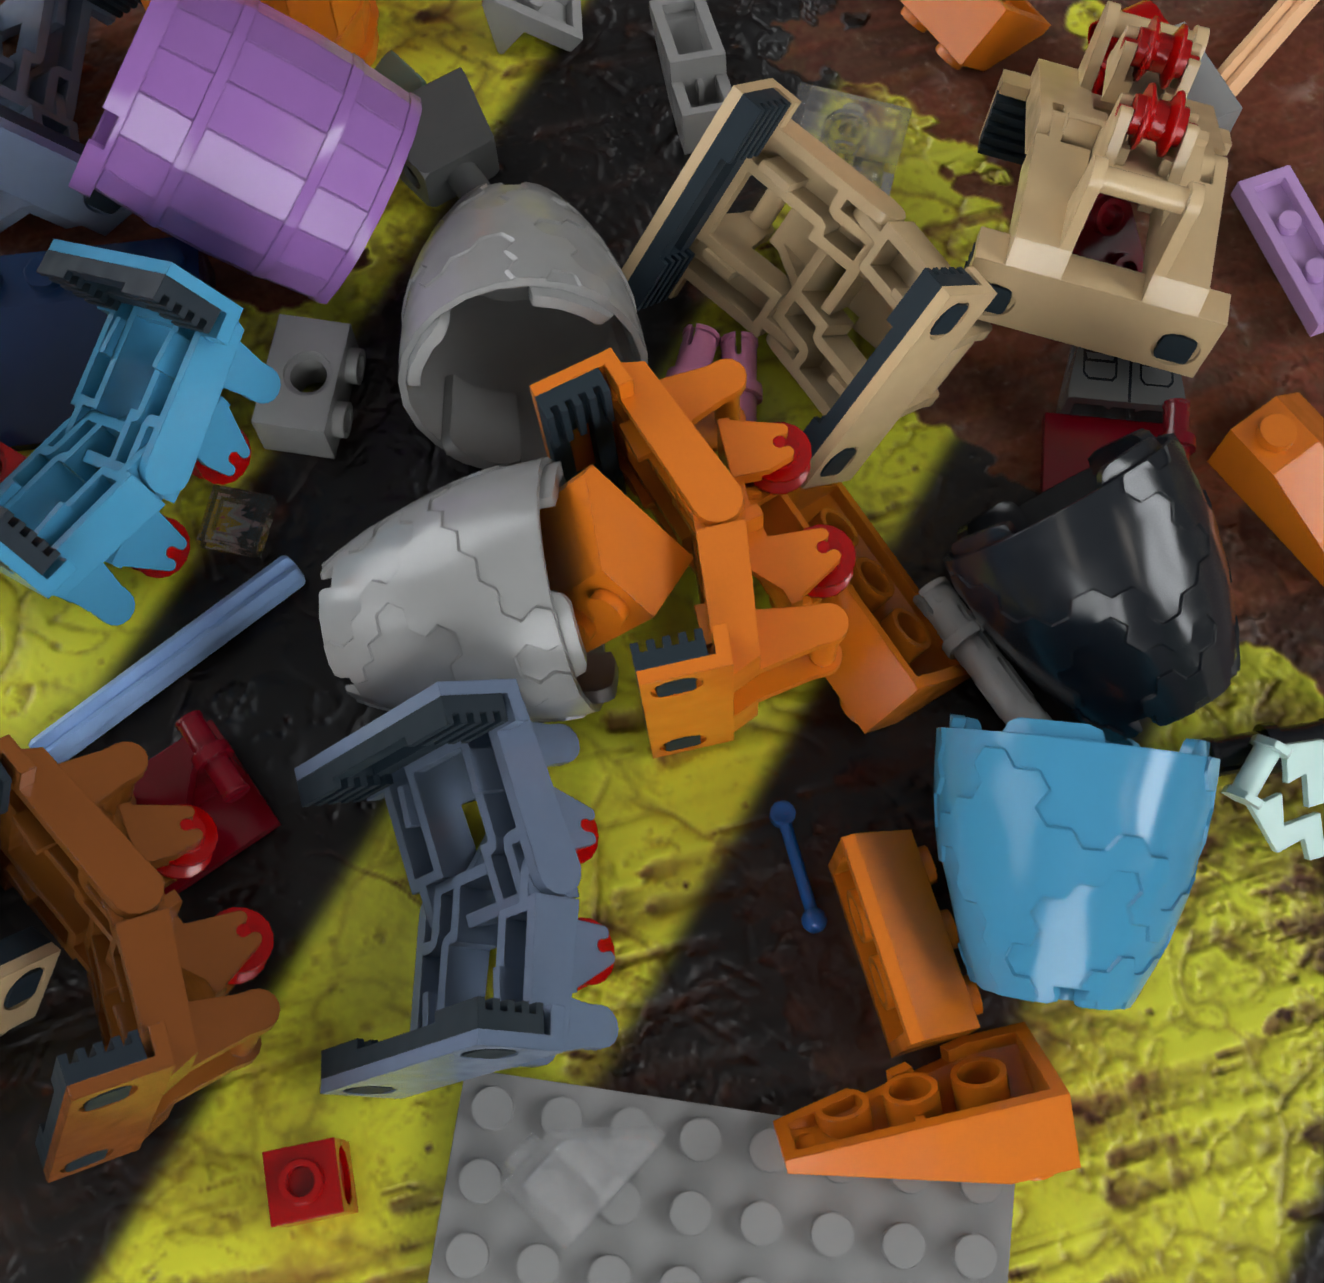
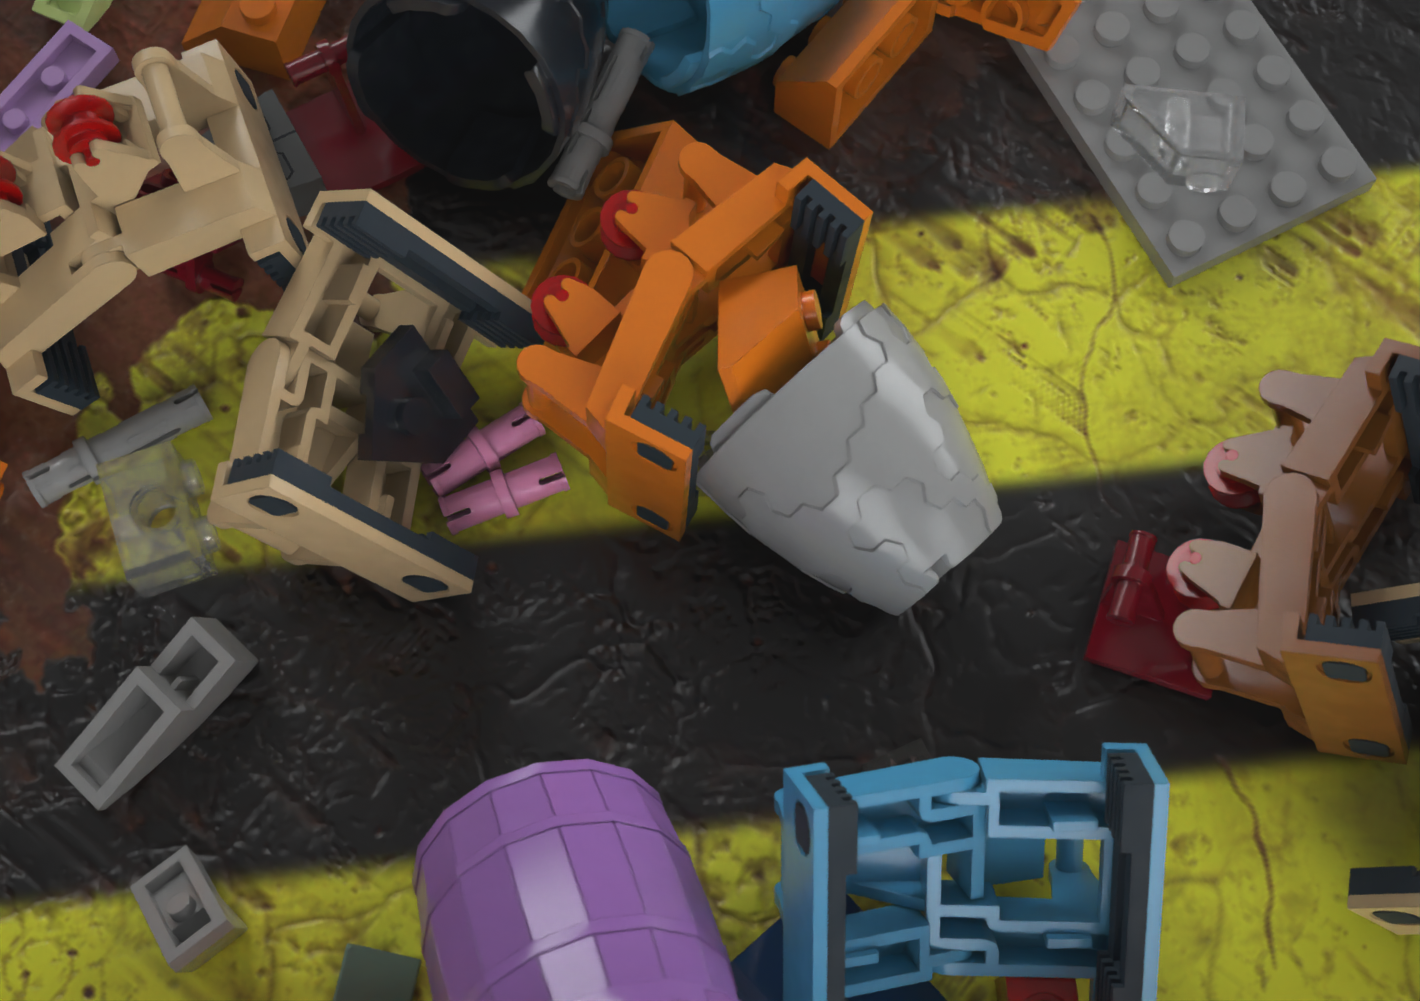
camera: 125 degrees left, 0 degrees up
(170, 660) = (1058, 732): light blue axle -> none
(306, 354) = (703, 826): light grey brick -> none
(309, 1182) = (1334, 314): red brick -> none
(452, 142) = (375, 883): dark grey torso -> none
(497, 303) = (567, 625): light grey piece -> none
(509, 894) = (1032, 344): sand blue container -> none
(782, 816) = (878, 130): blue hinge -> none
(793, 326) = (414, 402): none -> black plate
(930, 130) = (146, 429): none -> light grey pin

